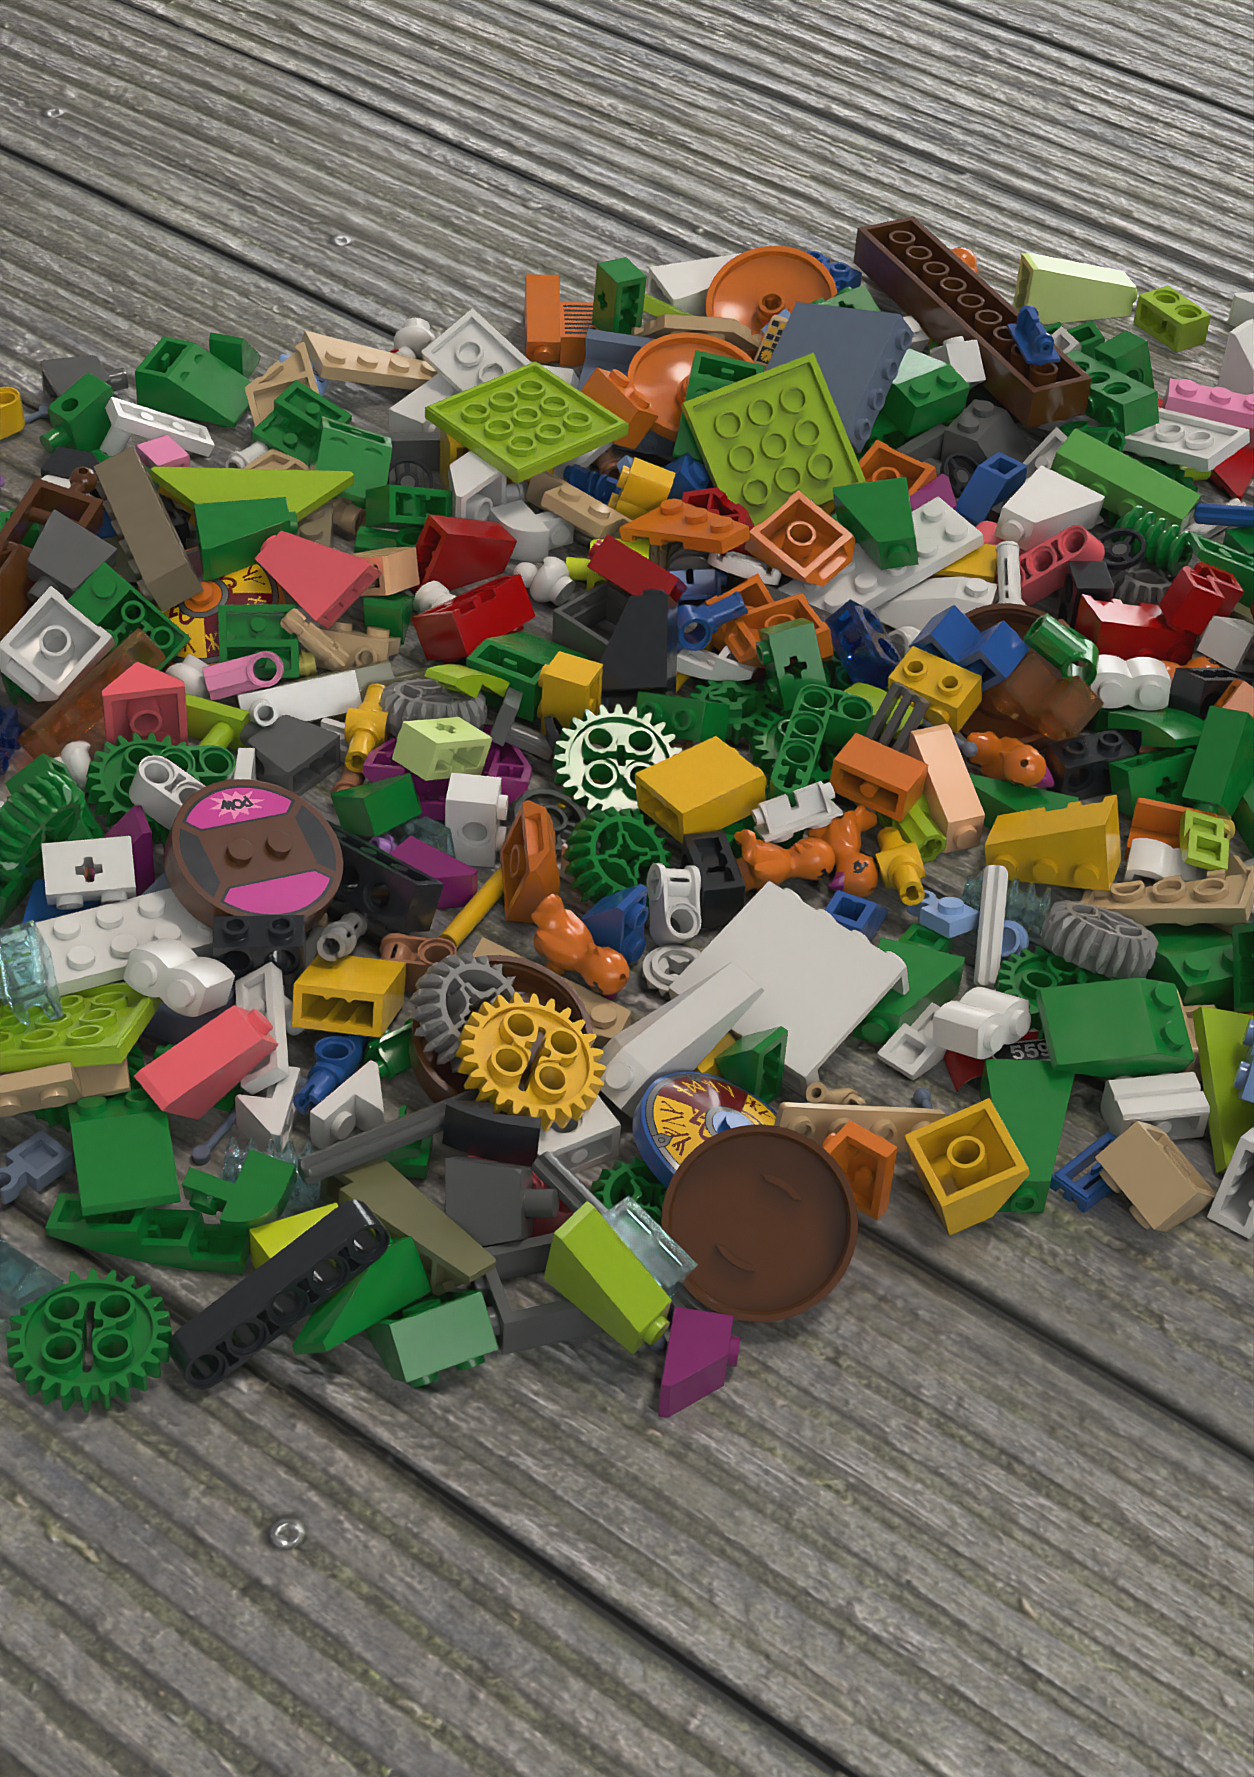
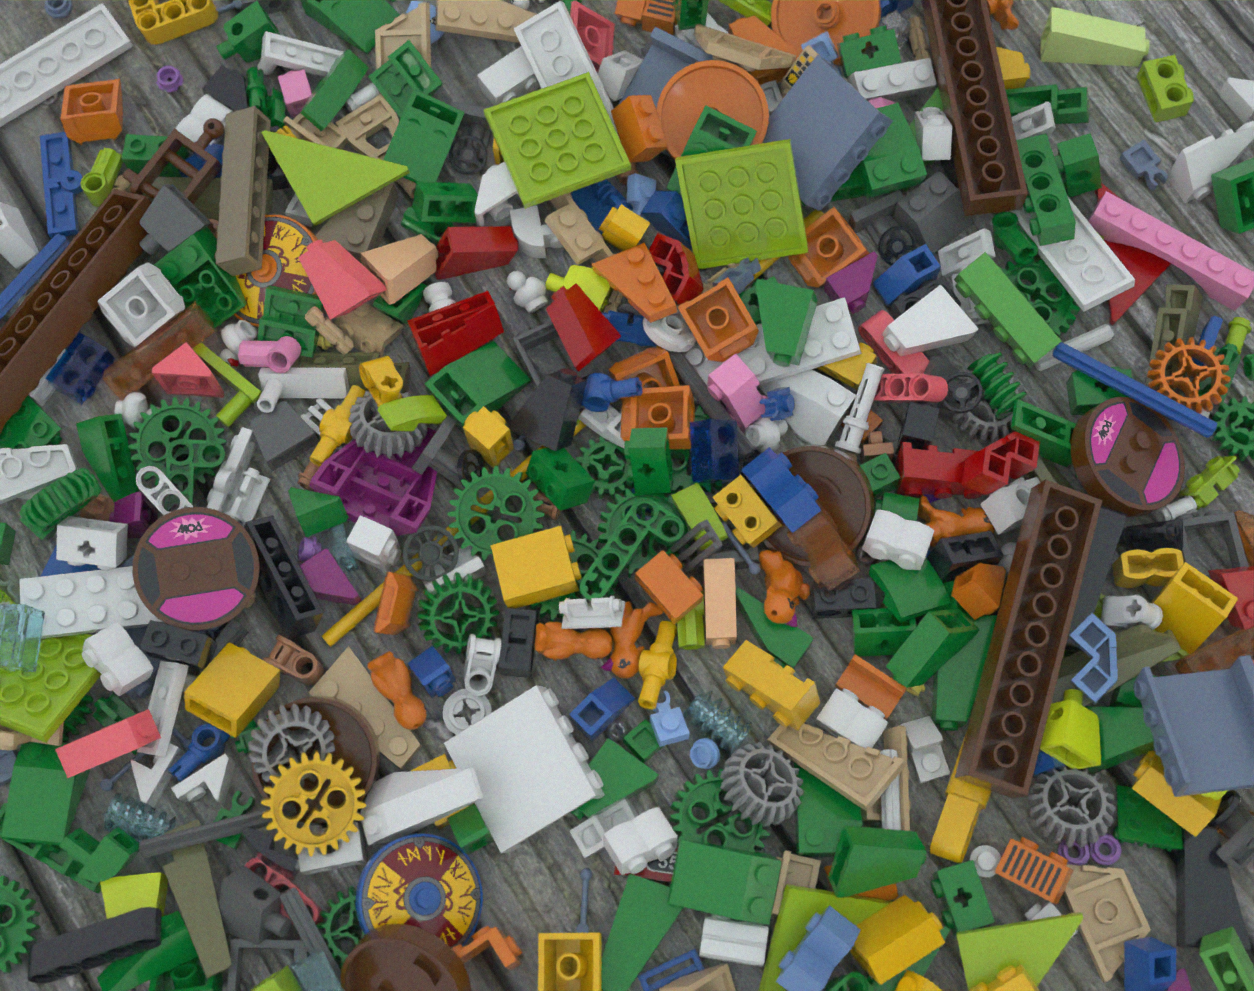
camera: 25 degrees right, 30 degrees up
(215, 442) = (334, 89): none -> green slope
(234, 531) = (298, 221): green slope -> none
(342, 936) = (239, 642): light grey pin -> none
(408, 661) = (381, 379): none -> yellow piece
(440, 747) = (369, 478): yellowish green brick -> none
(820, 1094) = (520, 865): tan arm -> none
(820, 1120) = (514, 900): tan bracket -> none
(860, 583) = (738, 391): none -> bright pink brick
(912, 607) = (778, 404): none -> blue plate
(990, 926) = (691, 748): white axle -> none
(1032, 338) = (996, 141): blue hinge -> none
(1062, 648) = (853, 522): green piece -> none
(1181, 369) = (1143, 162): none -> sand blue plate
(1203, 841) = (879, 716): lime slope -> none

